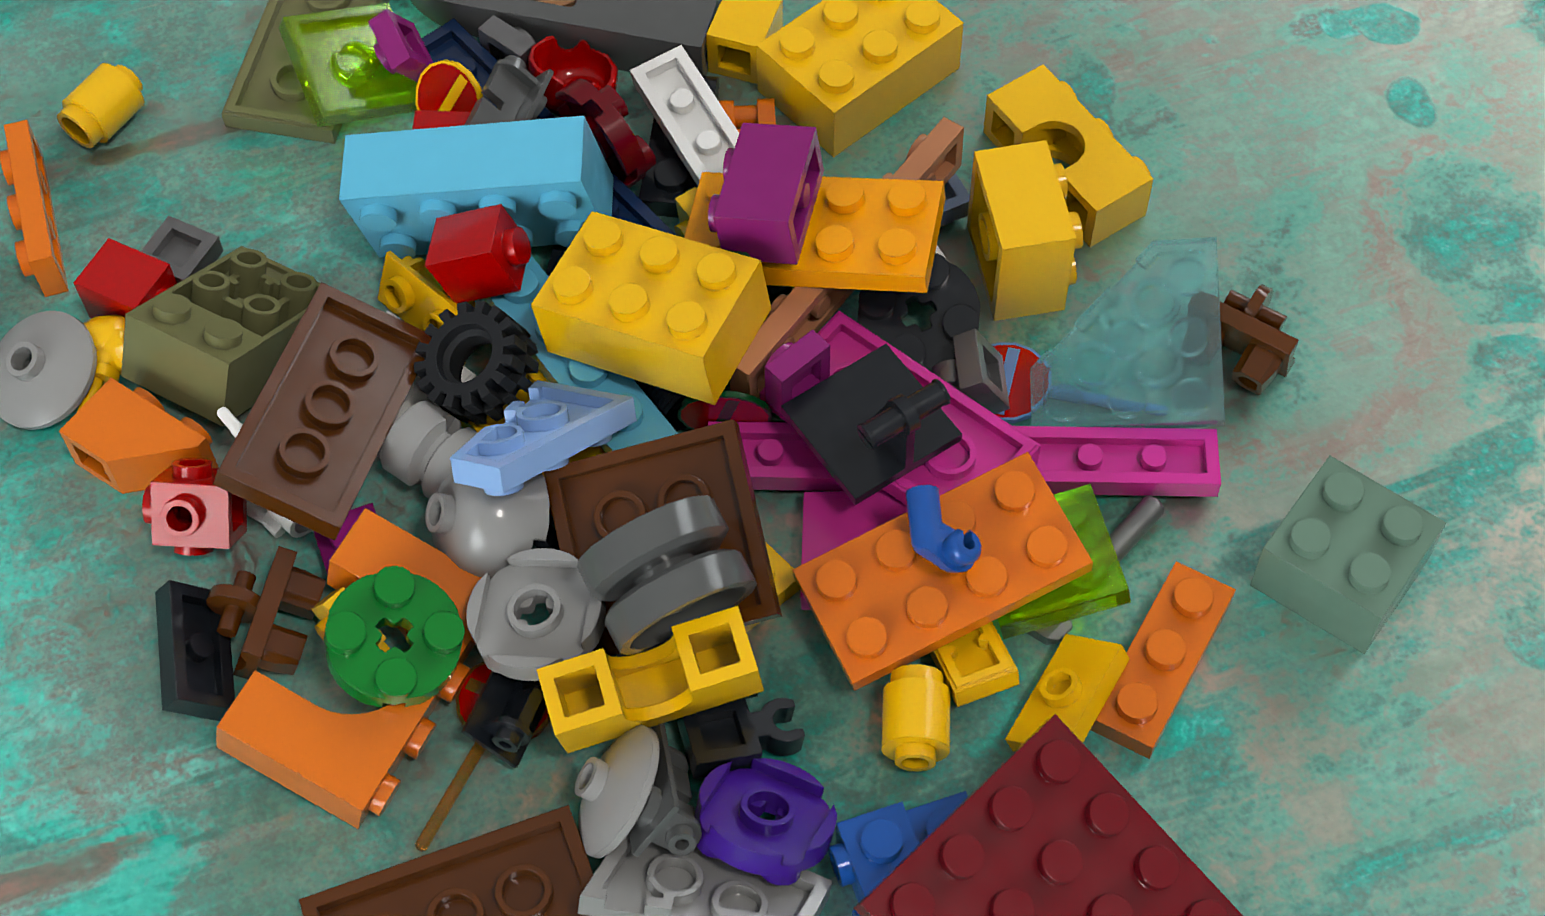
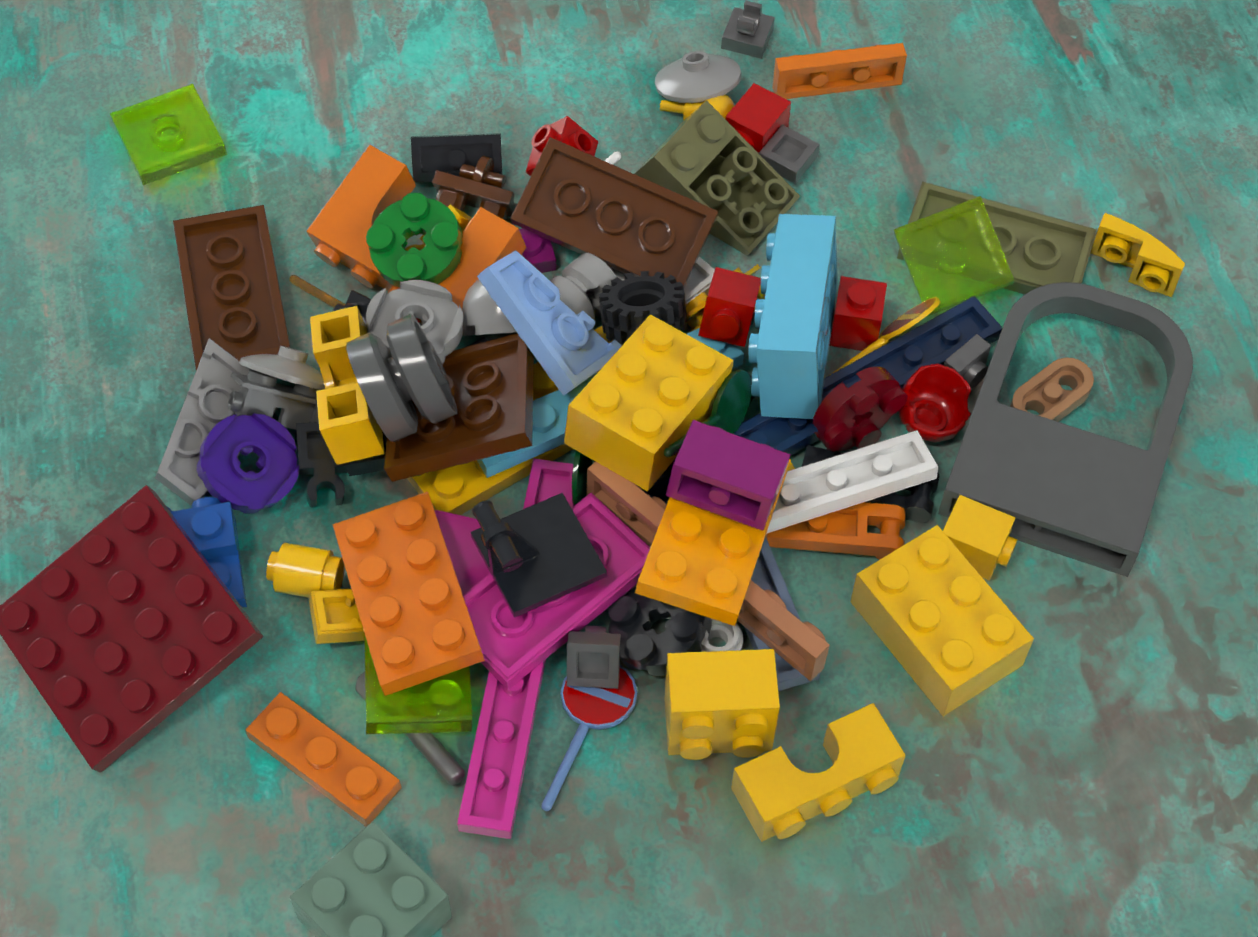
camera: 95 degrees right, 0 degrees up
(101, 104) = (932, 107): yellow brick -> none
(131, 438) = (632, 122): orange slope -> none
(399, 45) = (956, 279): magenta plate -> none
(513, 92) = (859, 336): dark grey hinge -> none
(796, 369) = (588, 501): magenta plate -> none
(934, 539) = (415, 567): blue arm -> none
(1071, 687) = (299, 678): yellow plate -> none
(1142, 348) = (586, 779): clear light blue plate -> none
(1256, 334) = (607, 880): reddish brown hips -> none

